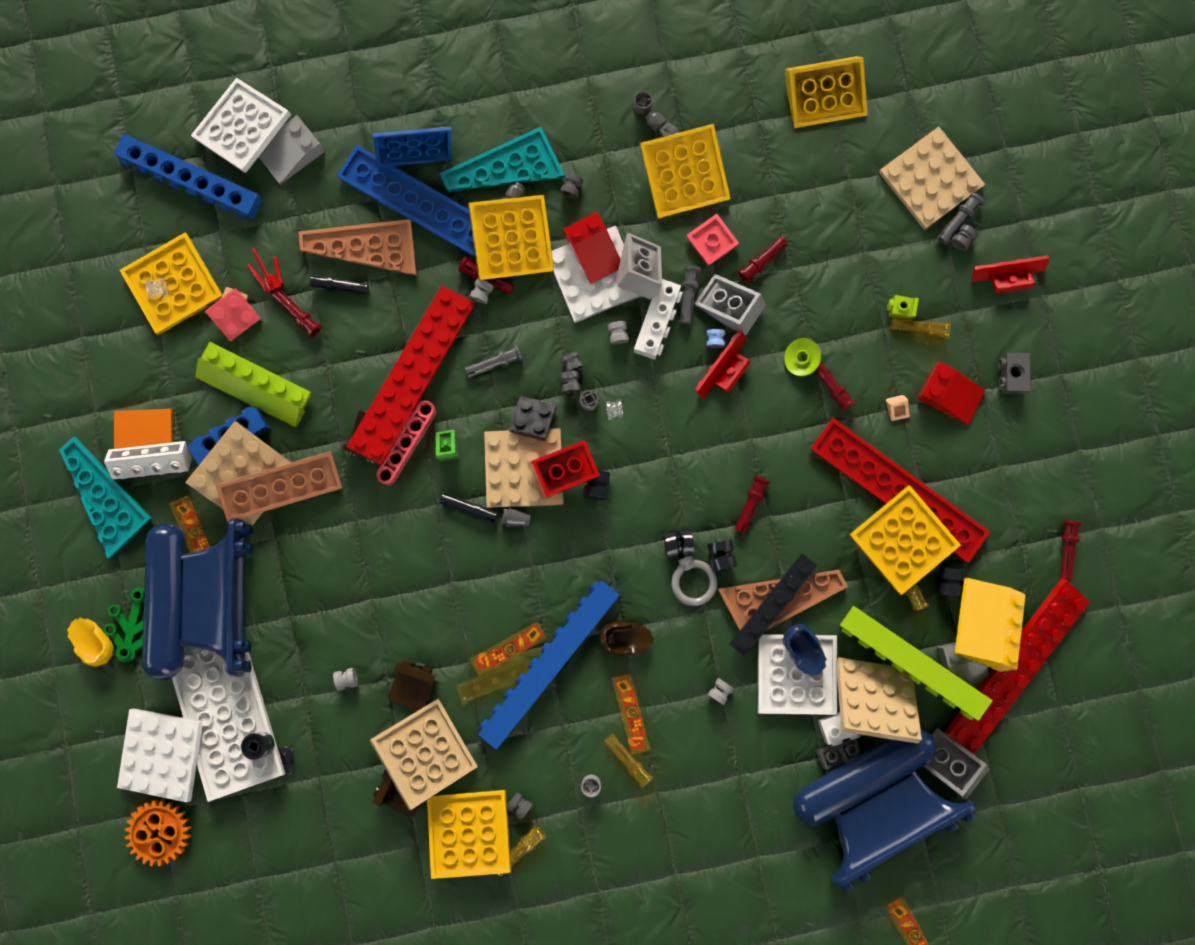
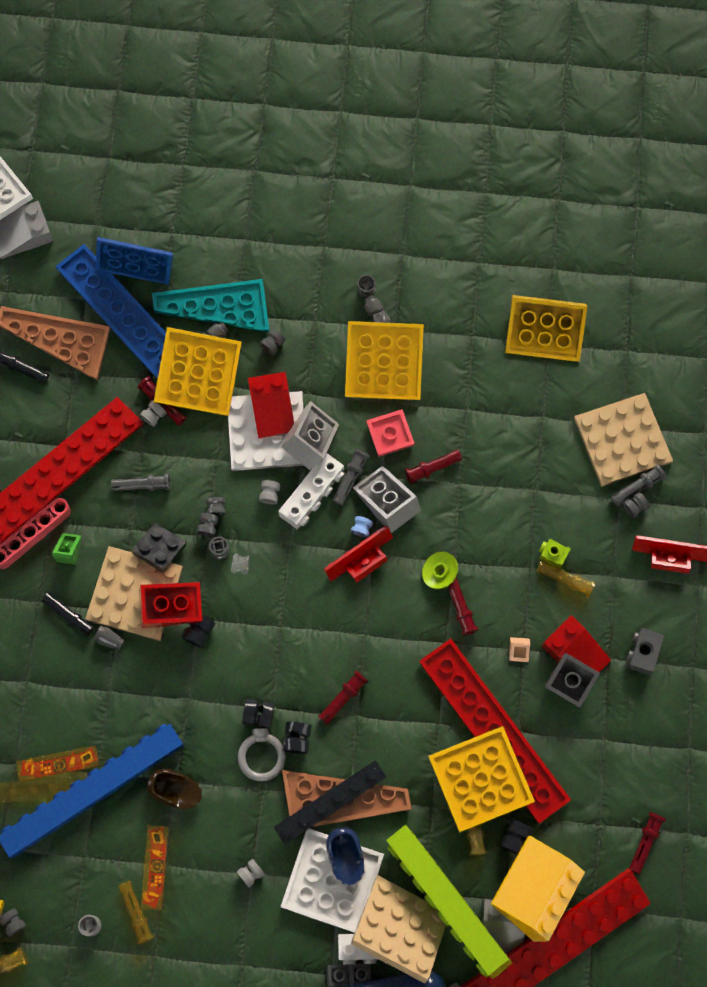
camera: 15 degrees right, 10 degrees down
(958, 422) = (572, 679): none -> dark grey slope

